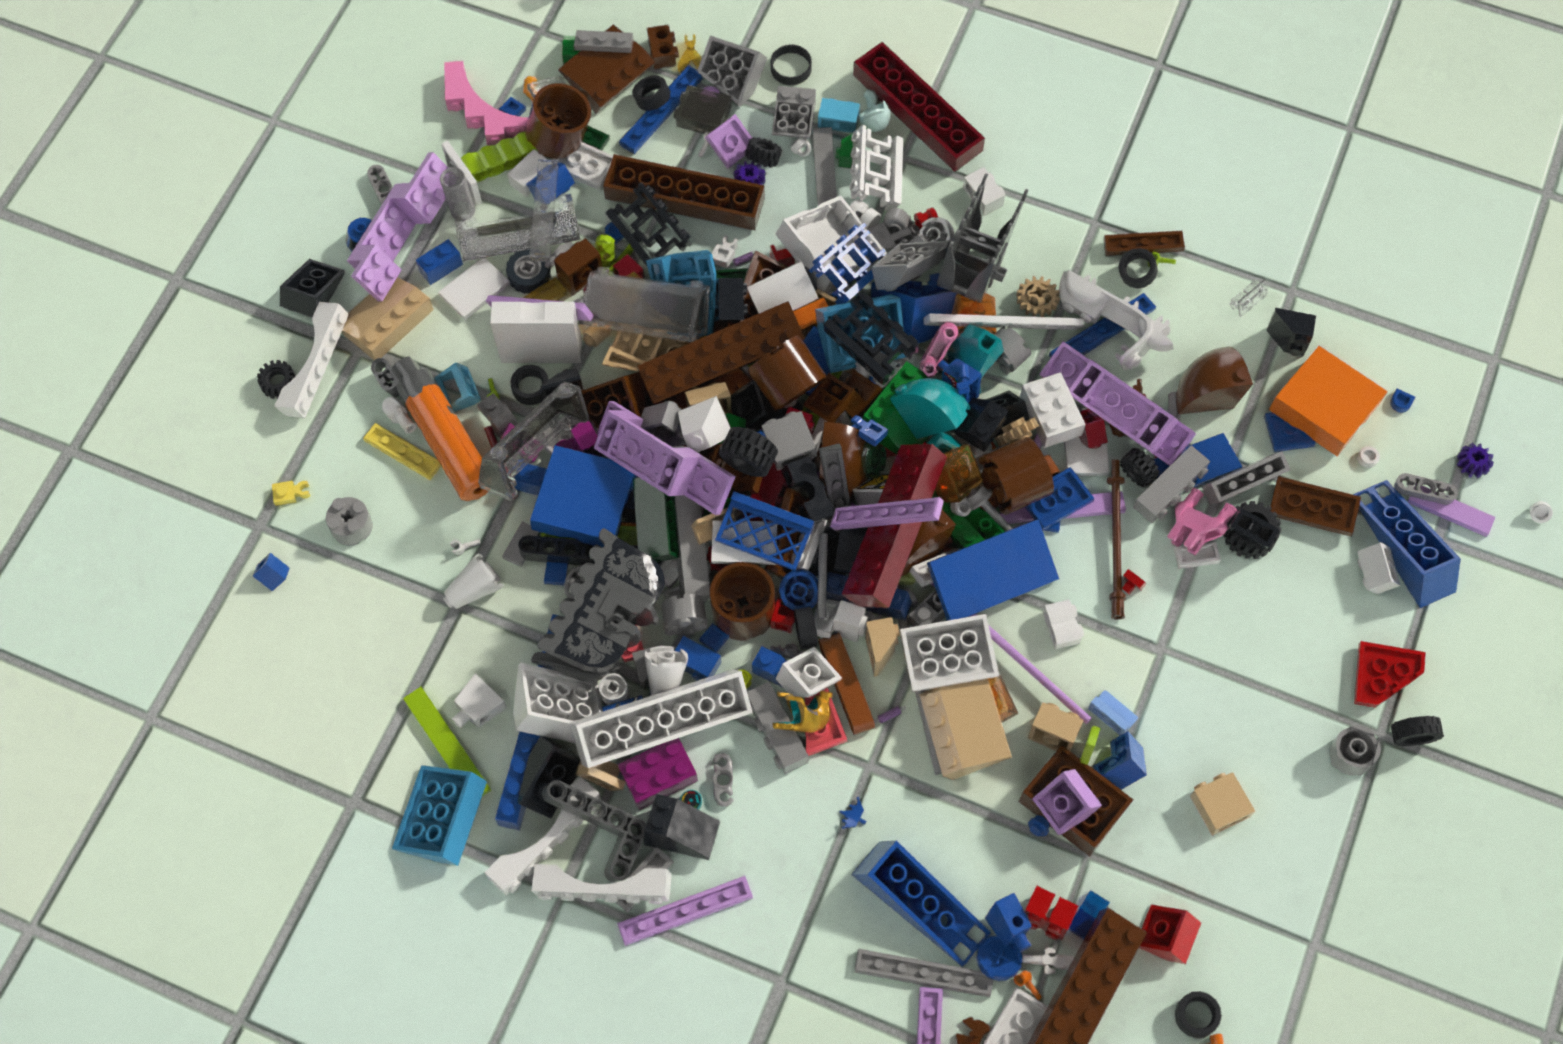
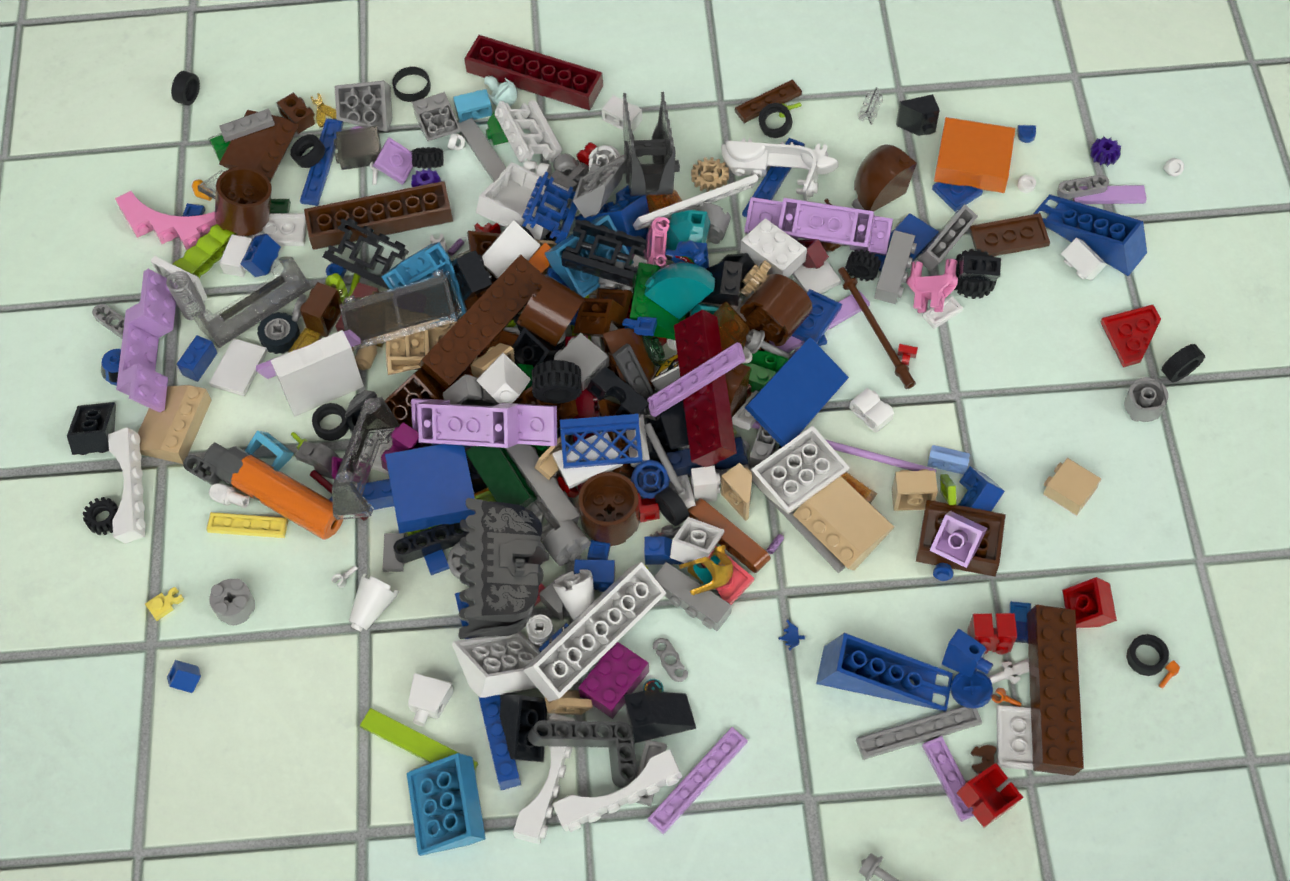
camera: 25 degrees left, 5 degrees down
(544, 210) = (270, 276): clear tile -> none

